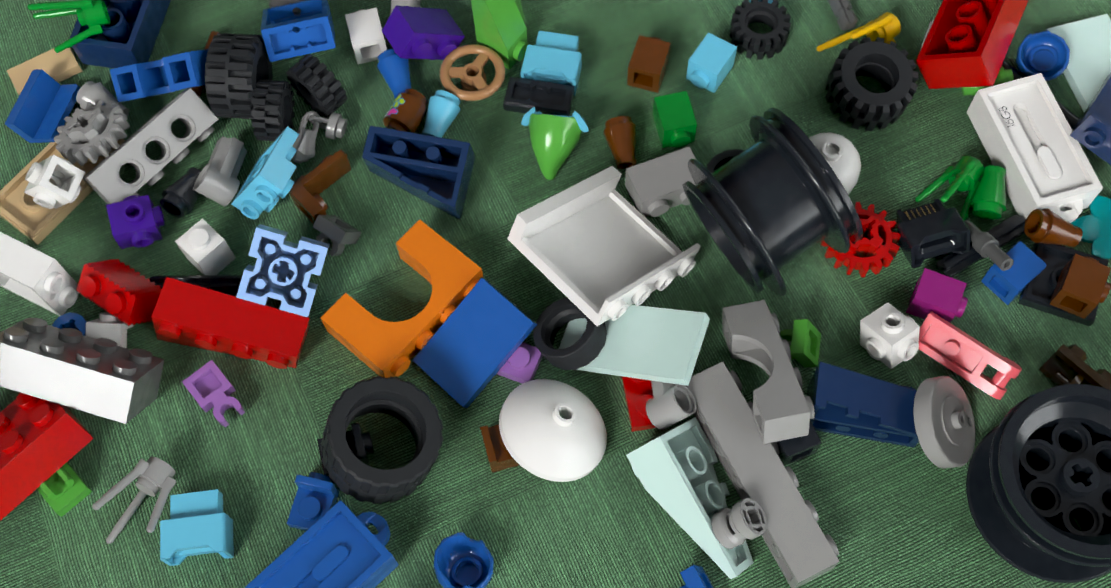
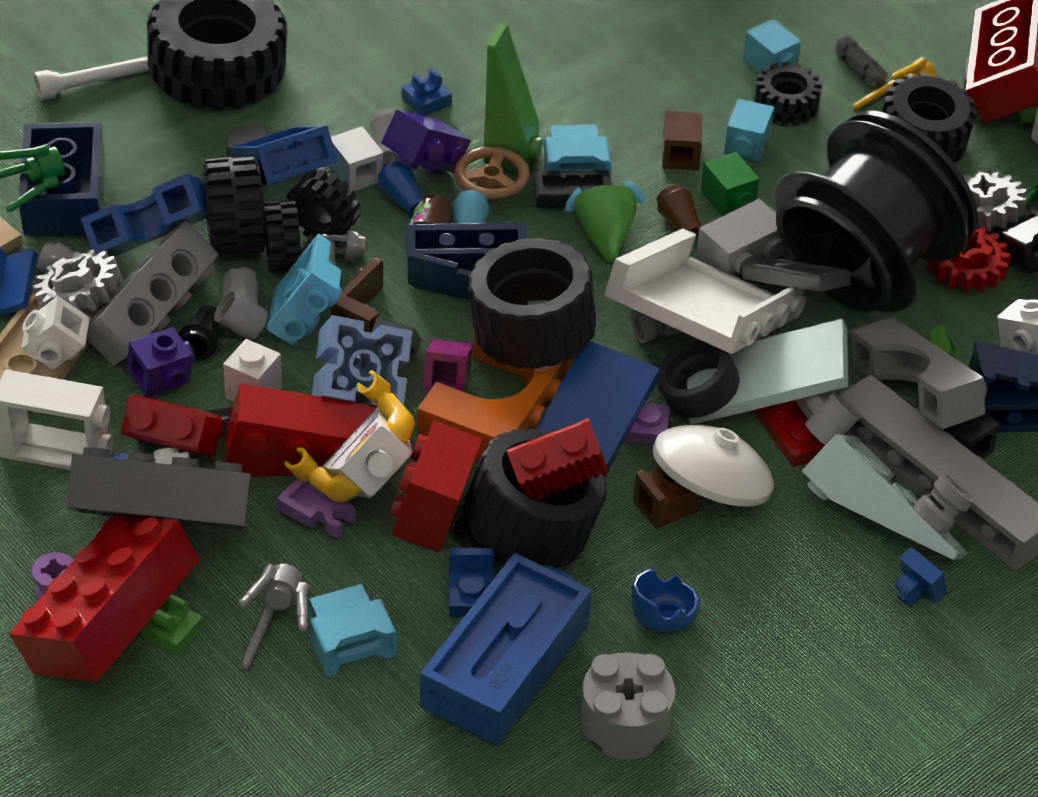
camera: 20 degrees left, 20 degrees down
(257, 365) = (368, 454): none -> torso
(303, 405) = (433, 485): none -> red brick
(364, 274) = (447, 364): none -> magenta brick
(395, 424) = (558, 460): none -> red brick
(433, 204) = (532, 333): none -> black tyre
(692, 239) = (796, 274): none -> dark grey tile
(913, 184) = (997, 199): none -> light grey gear

